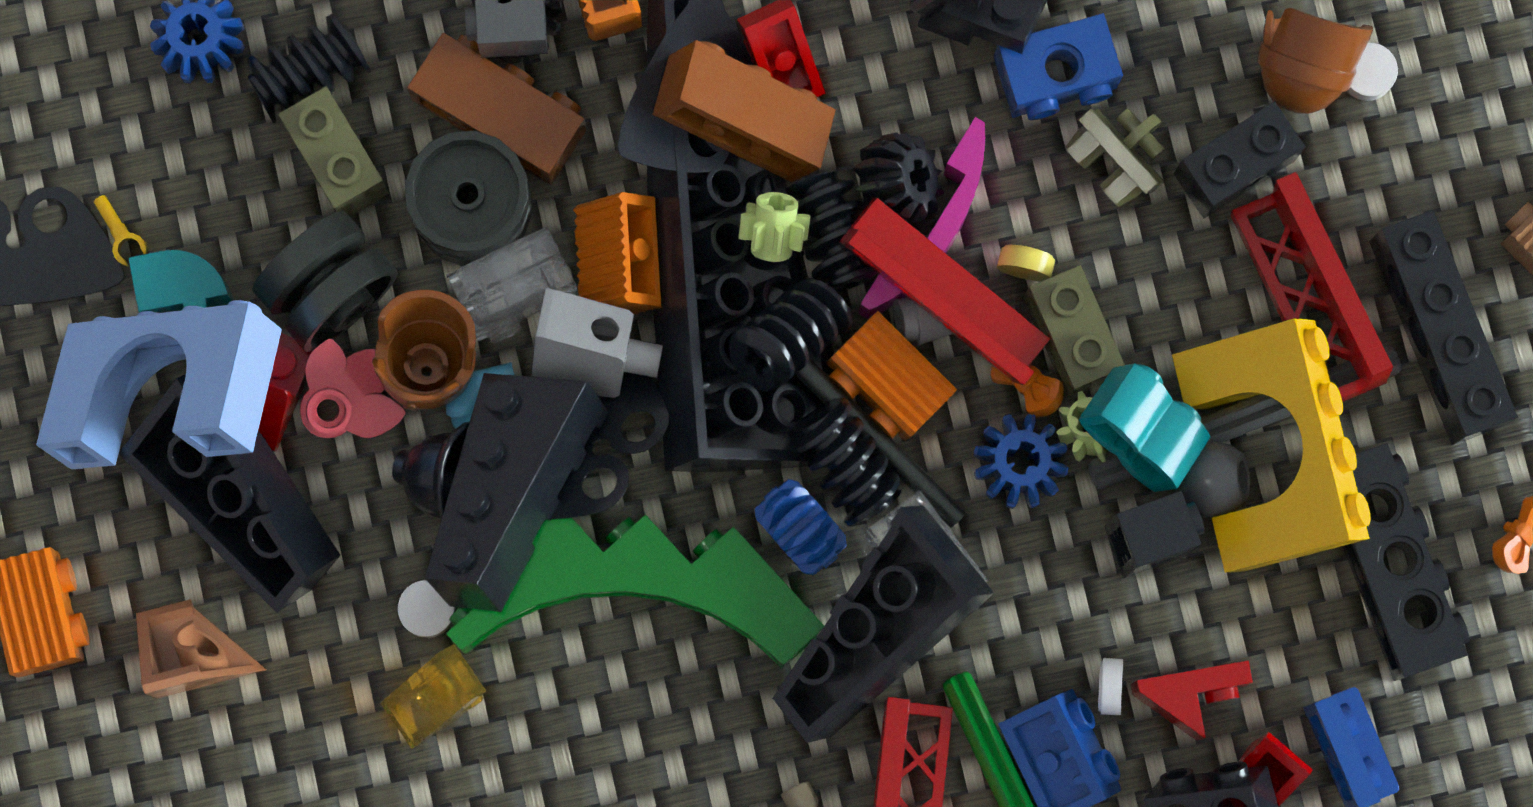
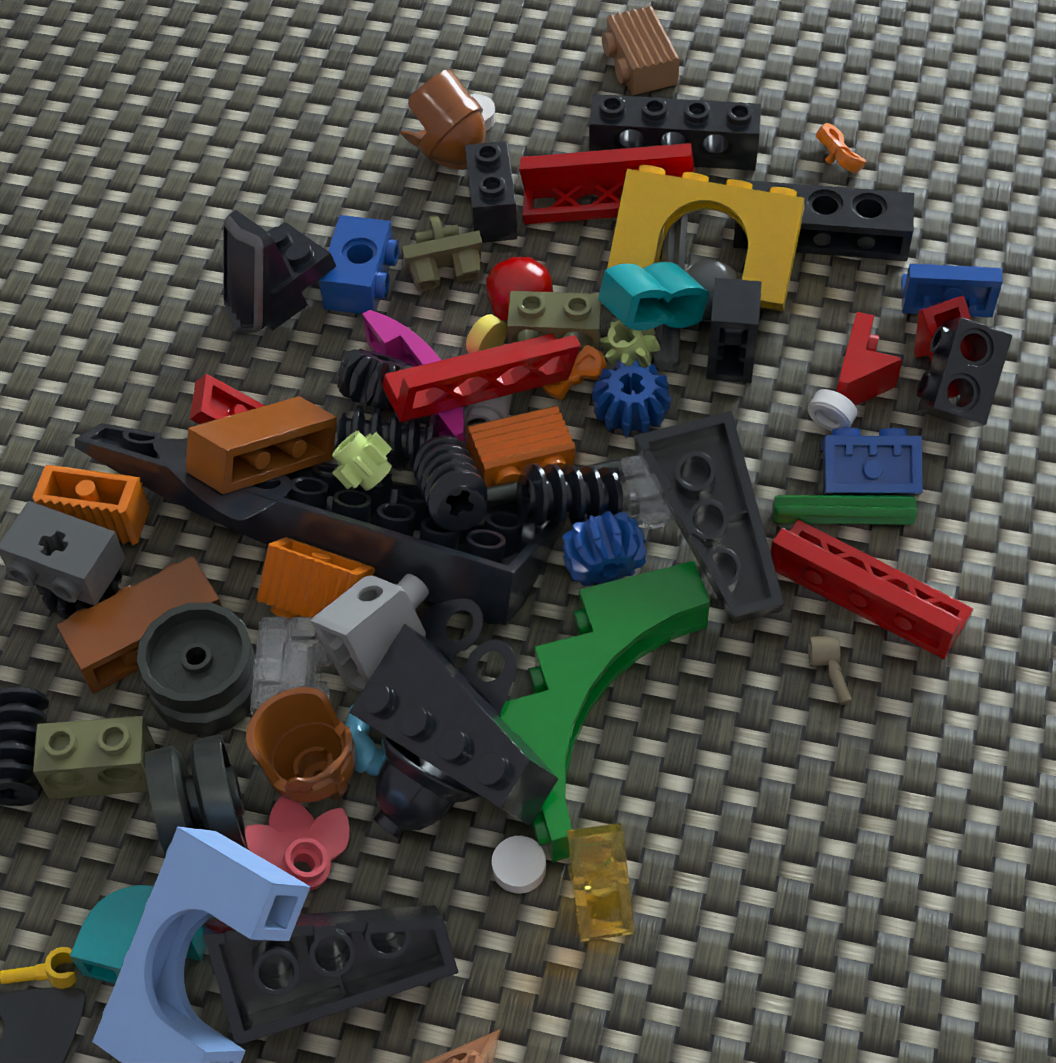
camera: 55 degrees left, 25 degrees down
(1121, 262) = (515, 275): none -> red hair

